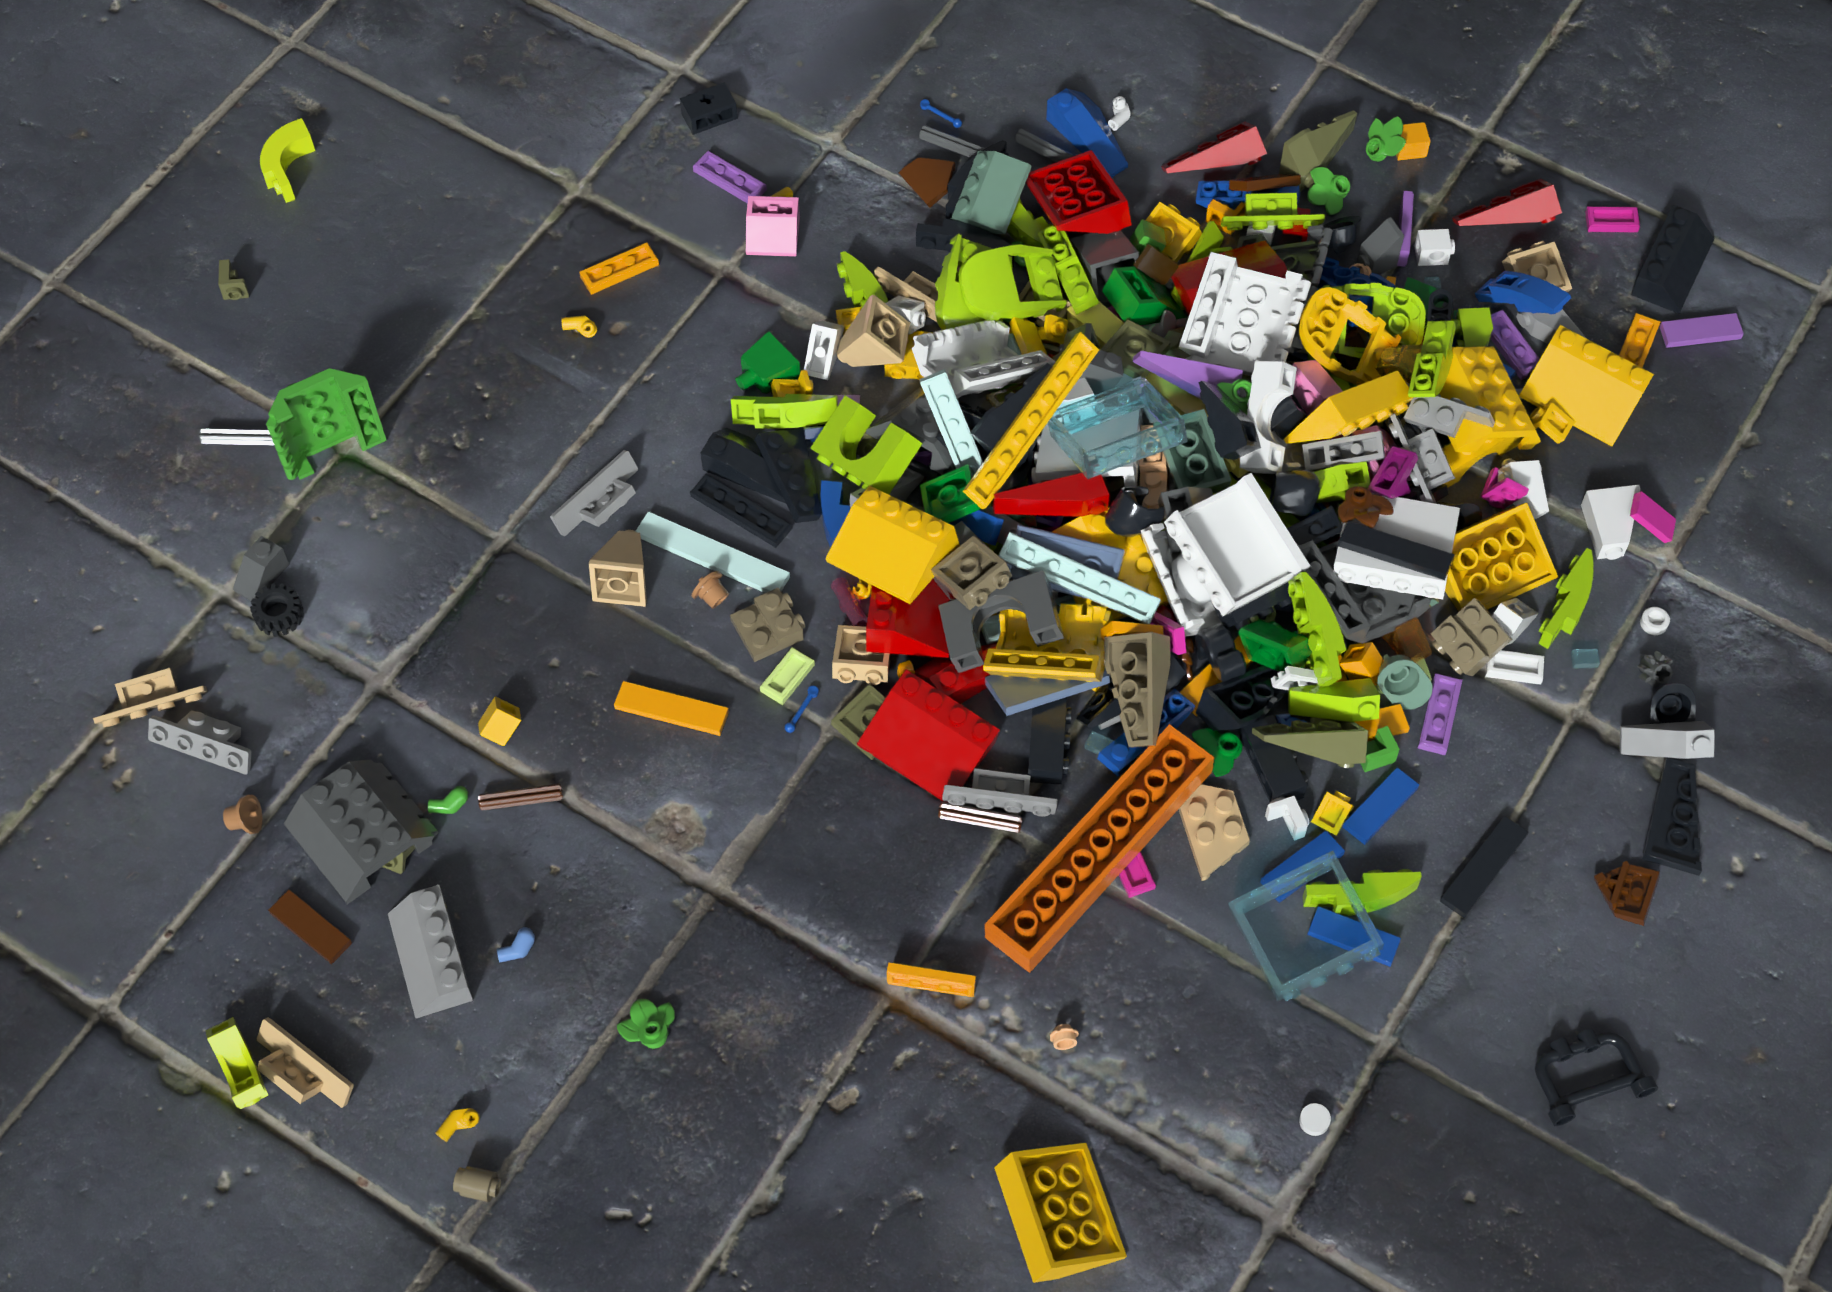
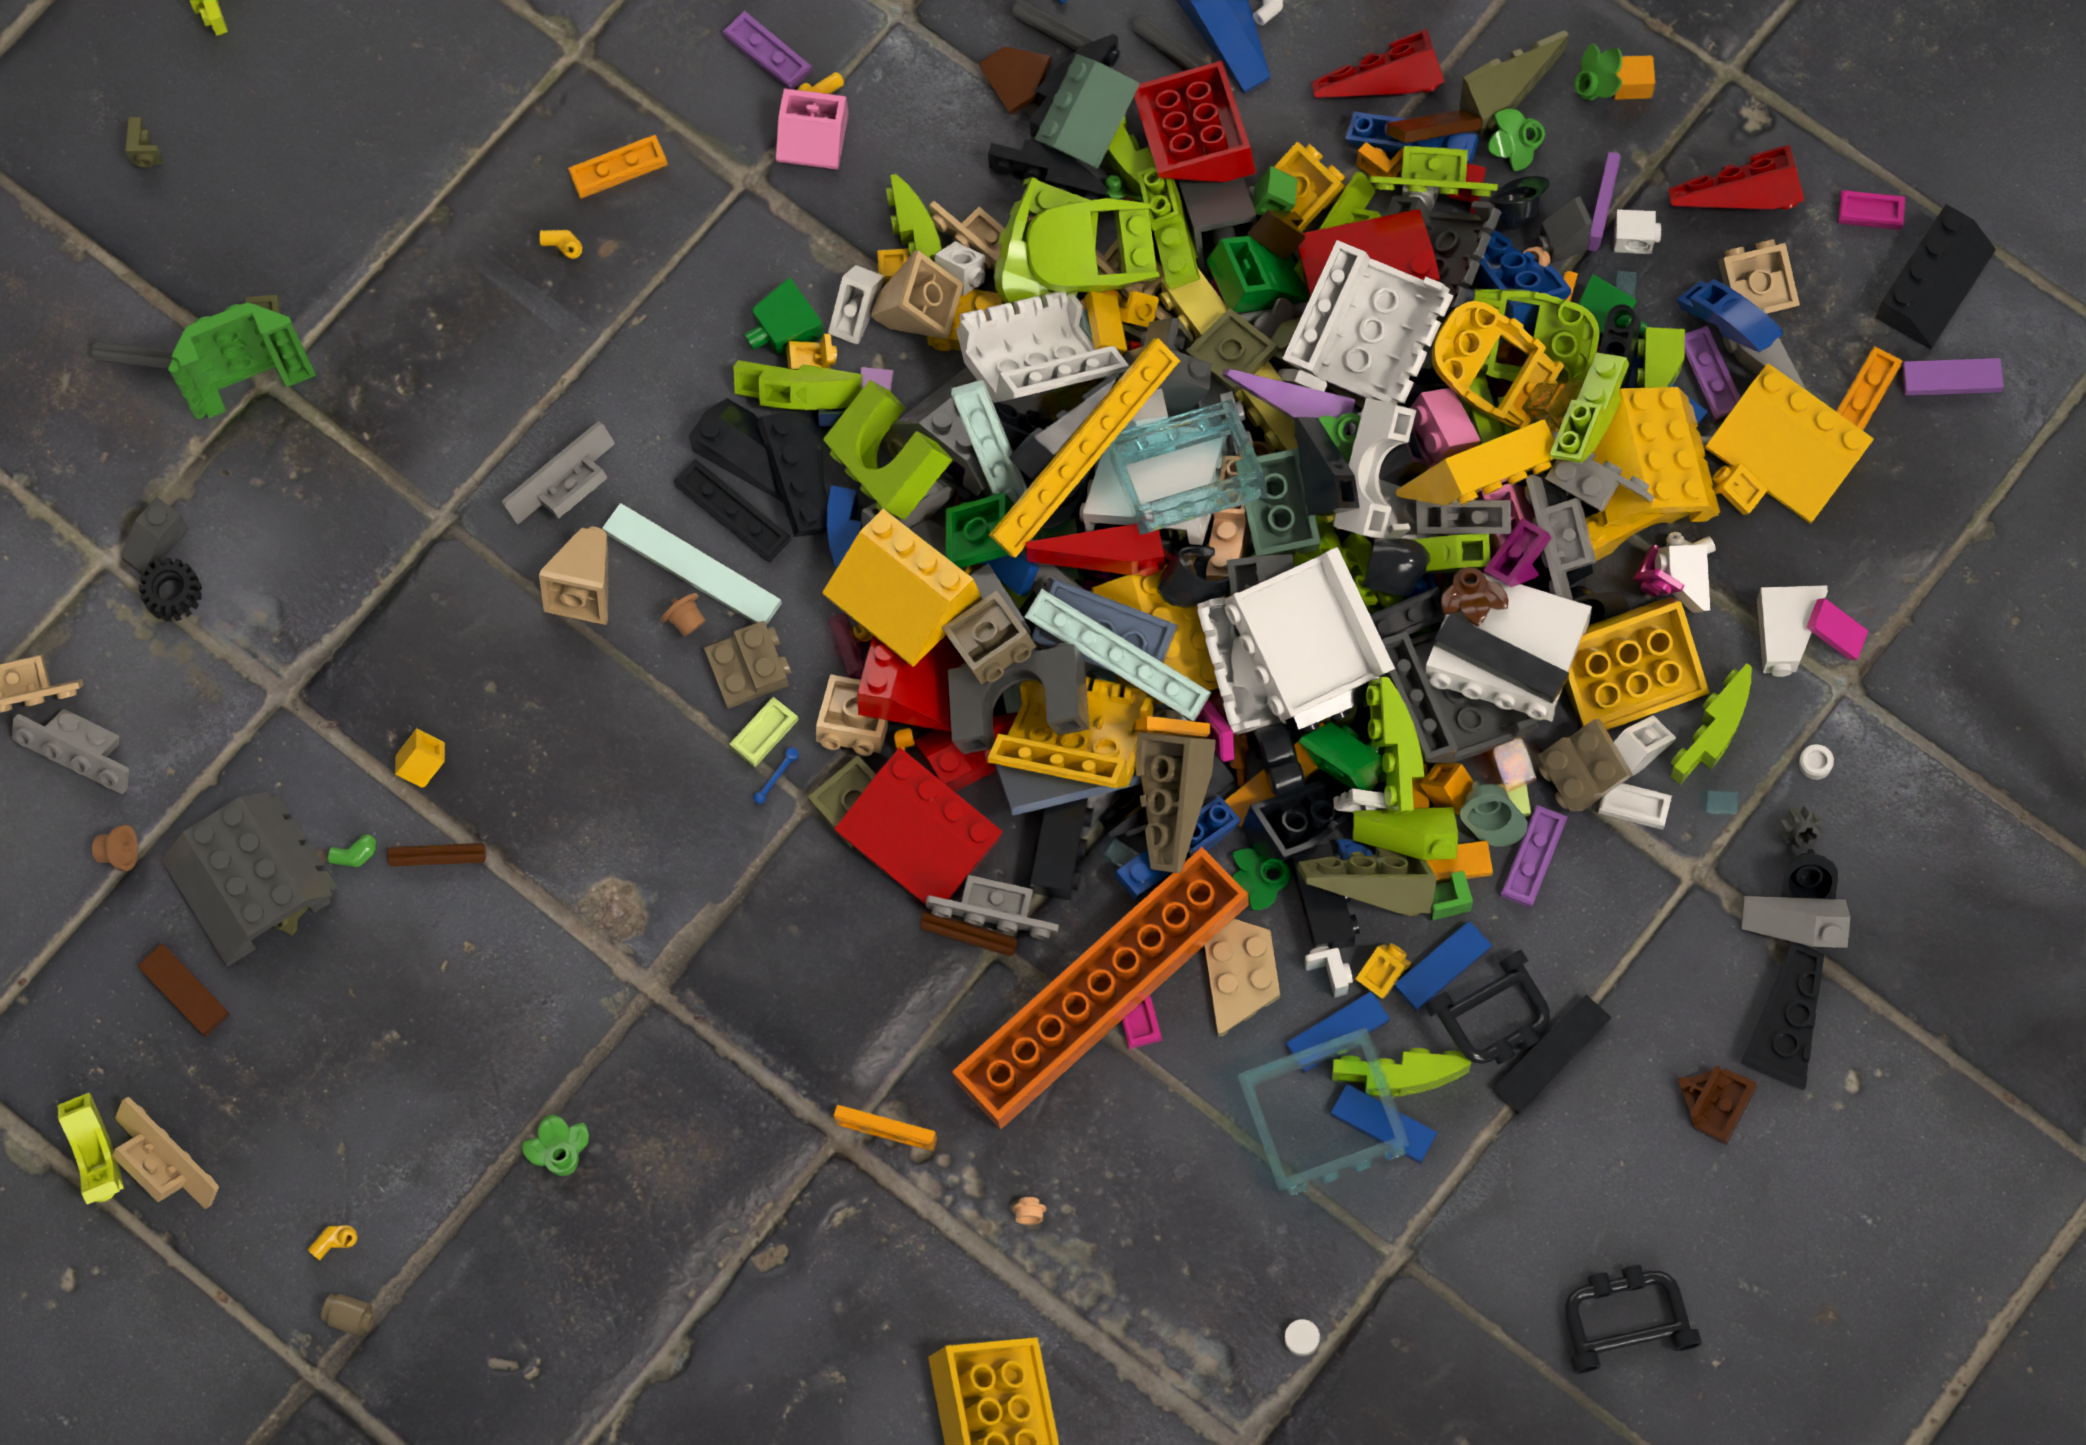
camera: 10 degrees right, 10 degrees up
(429, 952) = (317, 1036): light grey slope -> none
(520, 946) = (420, 1038): medium blue arm -> none
(671, 708) = (623, 760): light orange tile -> none
(1445, 863) = (1502, 1049): none -> black bar

